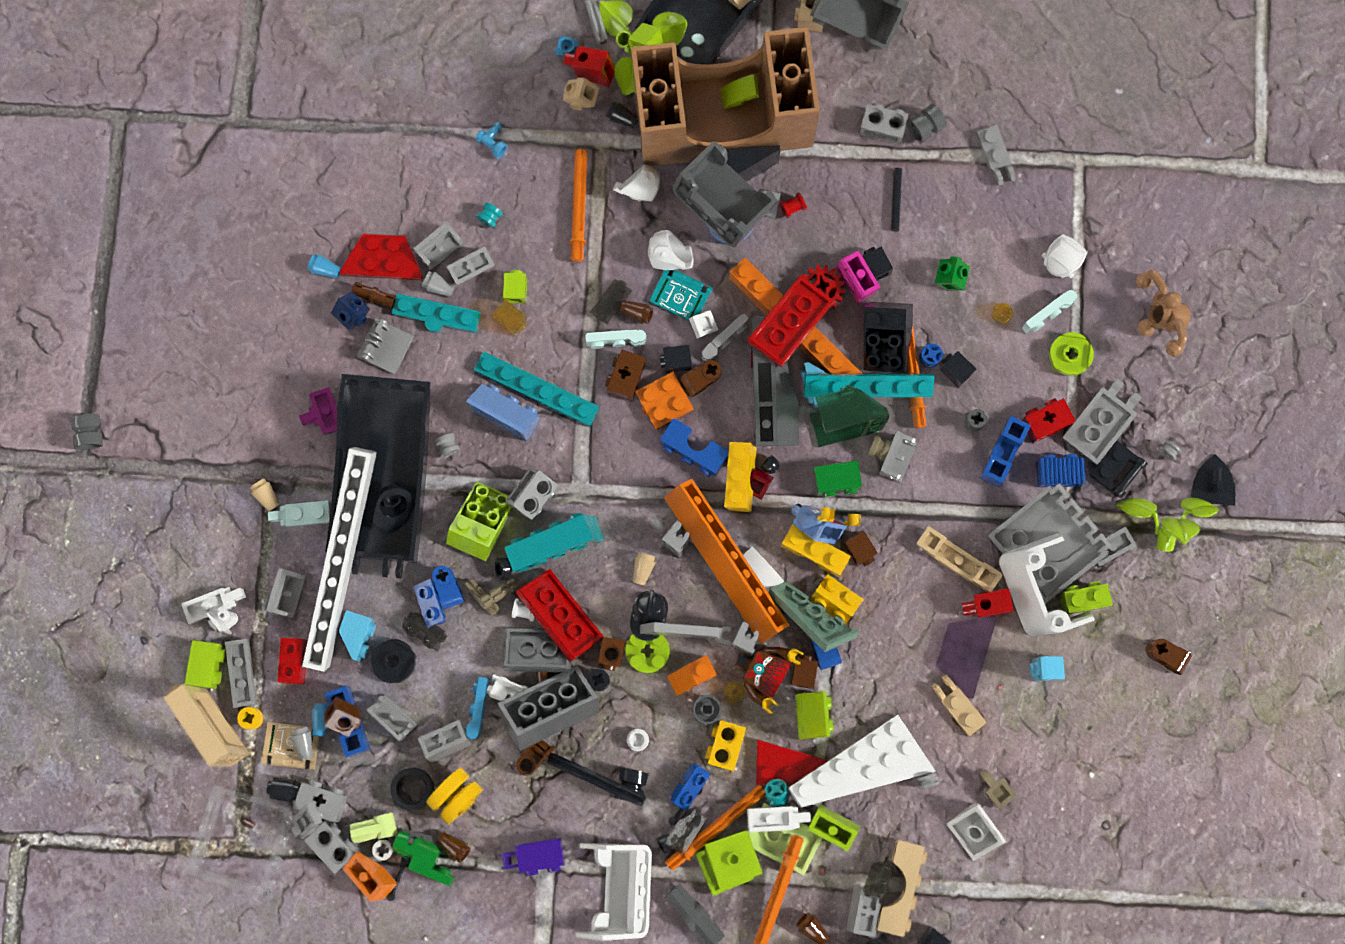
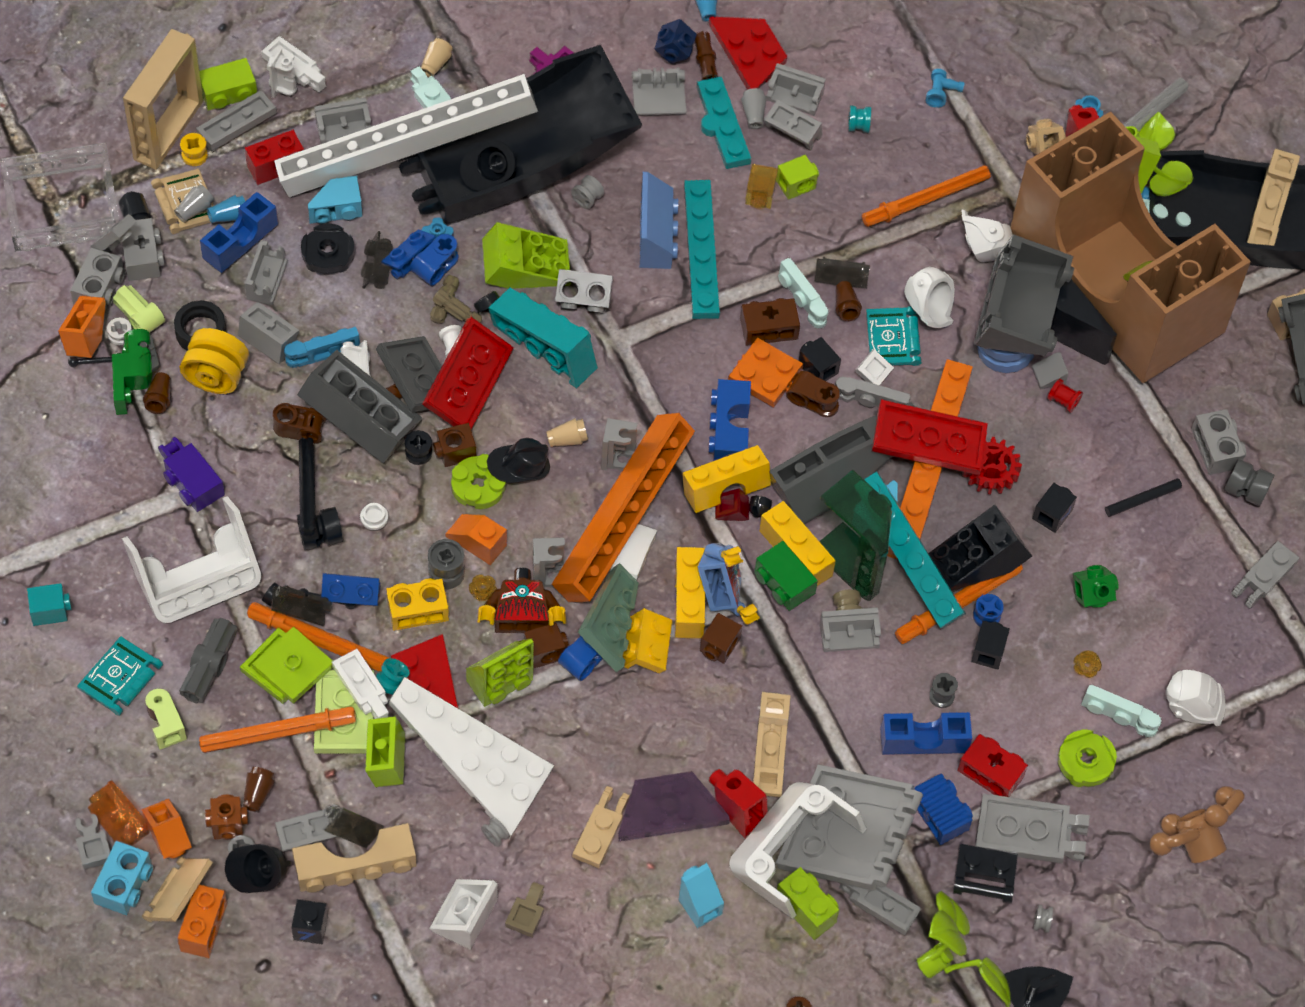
camera: 55 degrees right, 20 degrees down
(339, 709) = (232, 208): reddish brown brick -> none
(415, 569) = (437, 224): none -> dark azure plate
(687, 631) = (520, 494): light grey tile -> none
(807, 457) = (783, 525): none -> yellow arch
(858, 277) = (1026, 491): dark pink brick -> none

